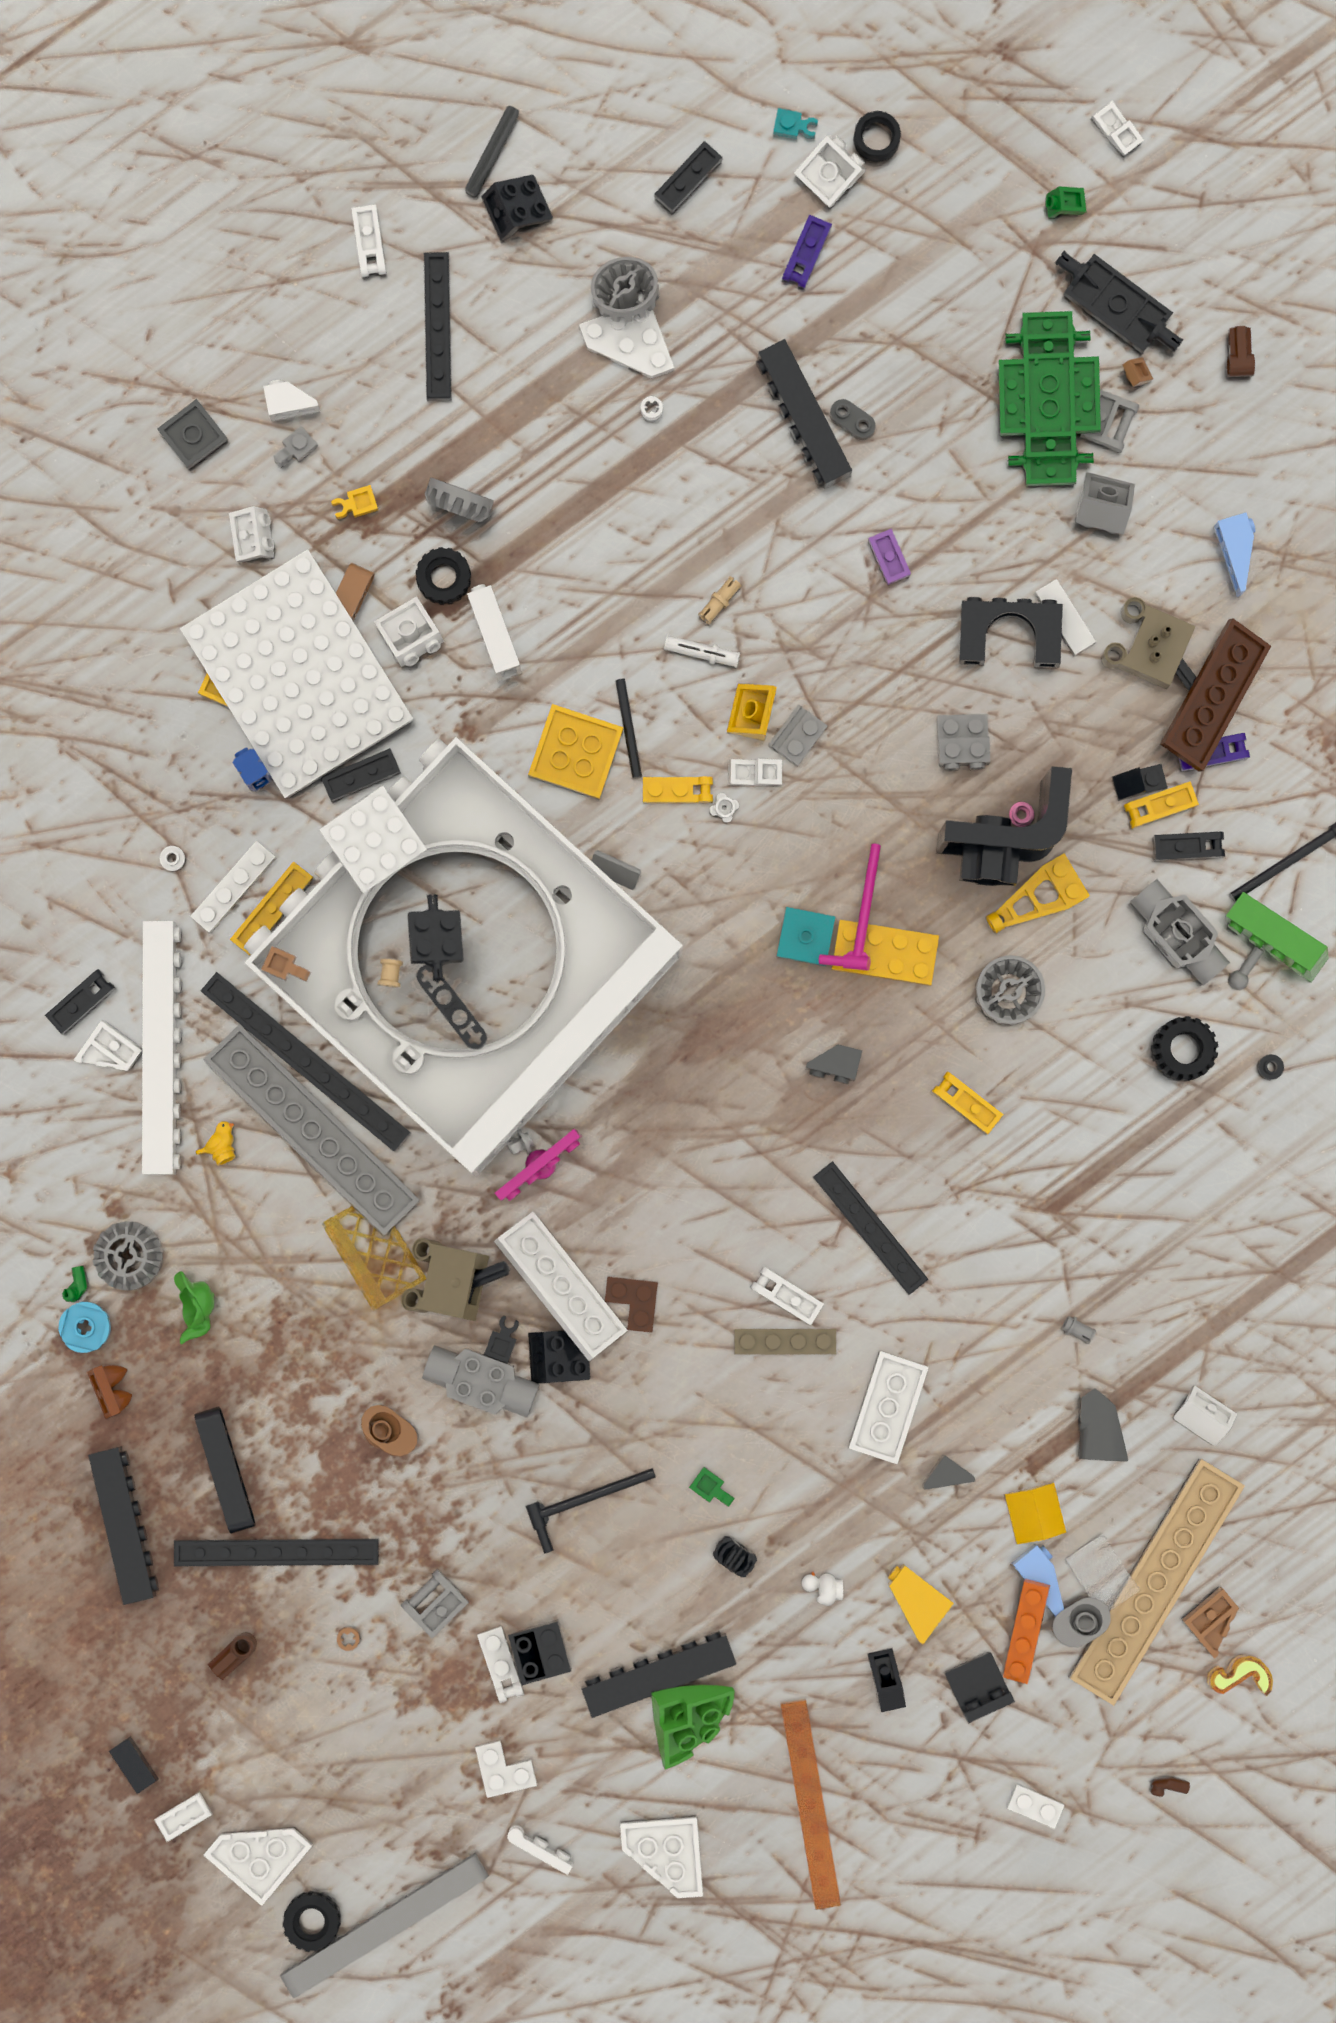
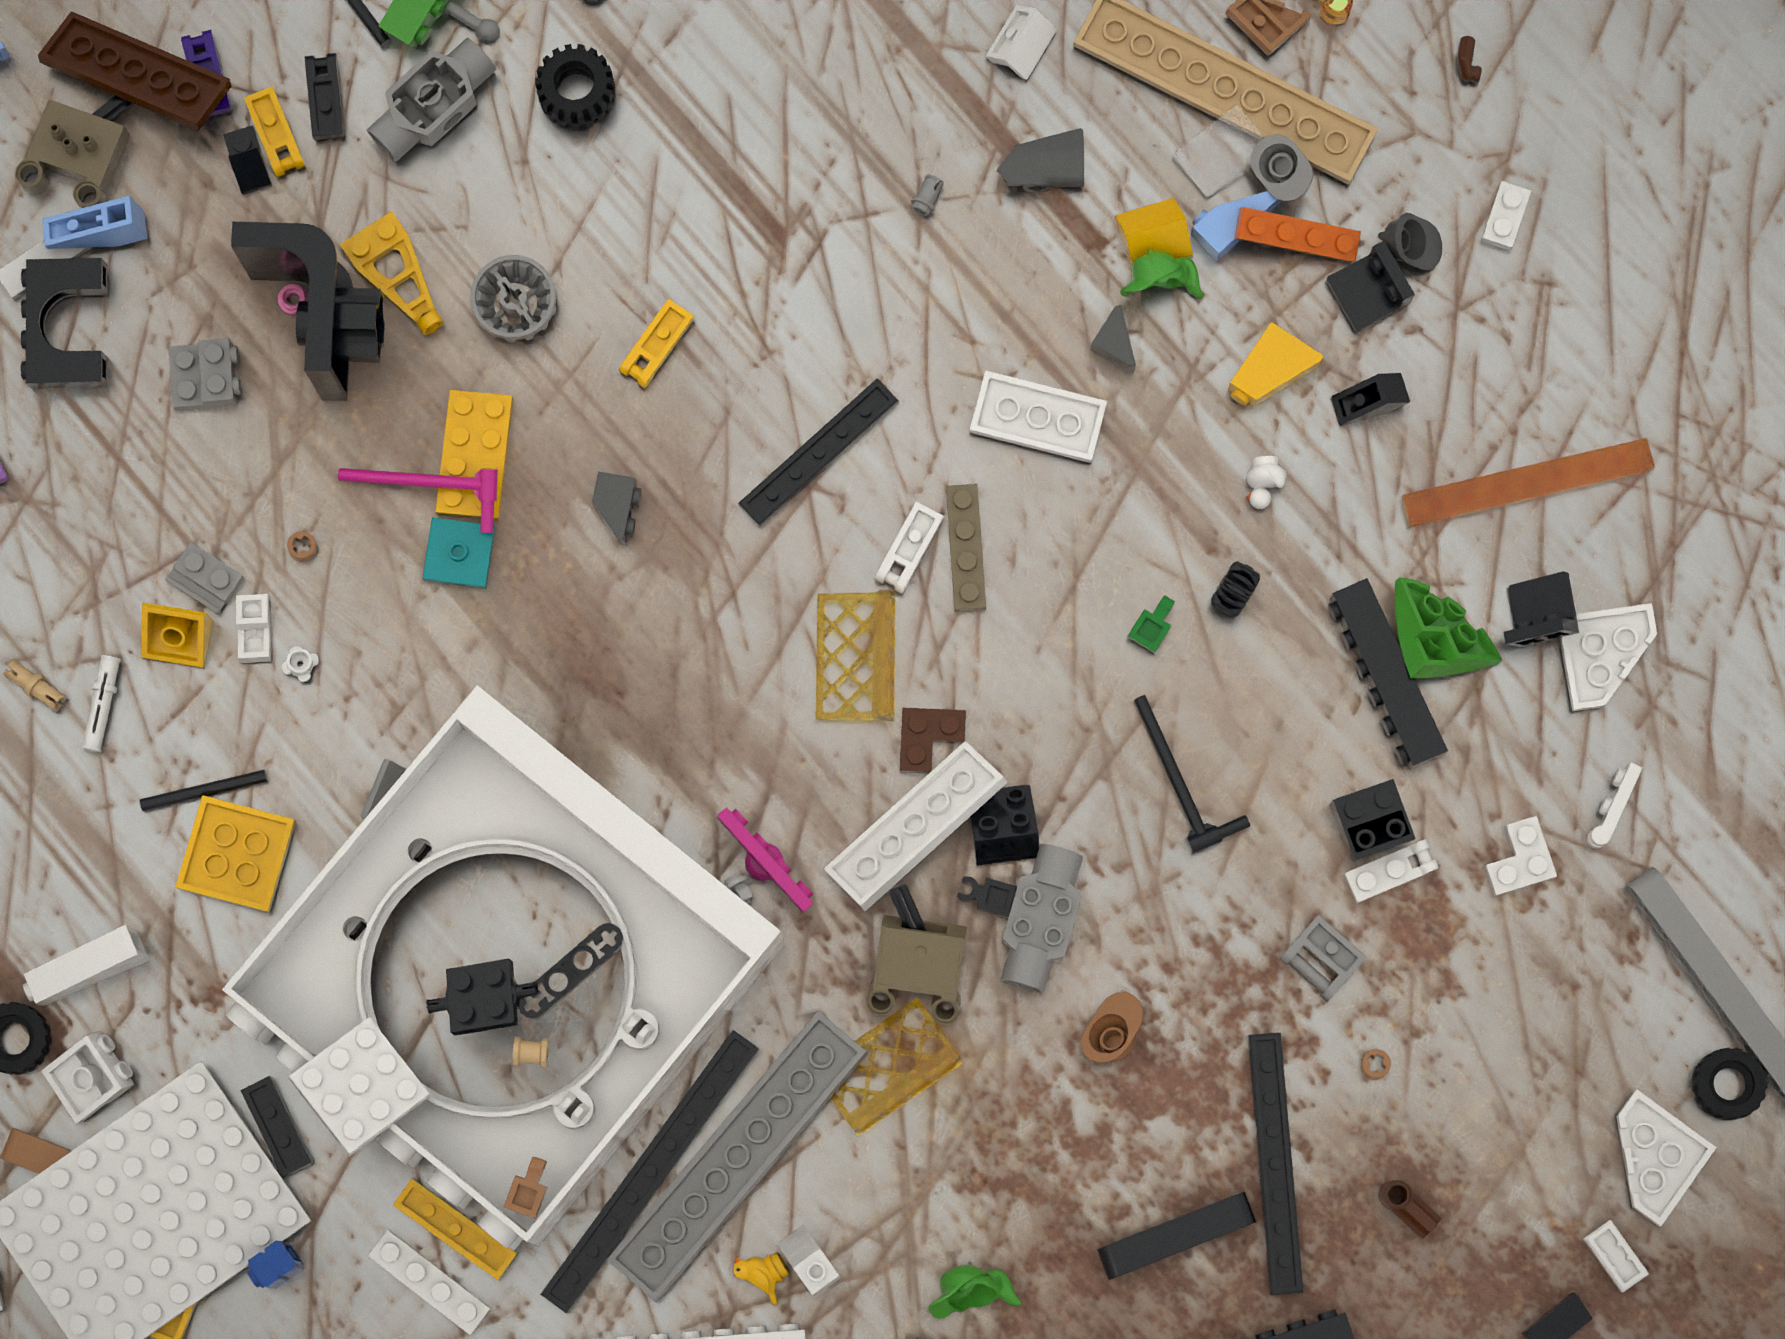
camera: 90 degrees left, 5 degrees down
(222, 1180) = (809, 1261): none -> white slope
(677, 789) = (280, 725): yellow plate -> none
(701, 1269) = (883, 656): none -> clear yellow fence
(702, 1805) = (1542, 610): none -> black bracket
(811, 813) = (300, 536): none -> medium nougat bush
(1003, 1517) = (1163, 271): none -> bright green hair
(1015, 1726) = (1413, 241): none -> dark grey piece
(1088, 660) = (97, 225): none -> light blue slope

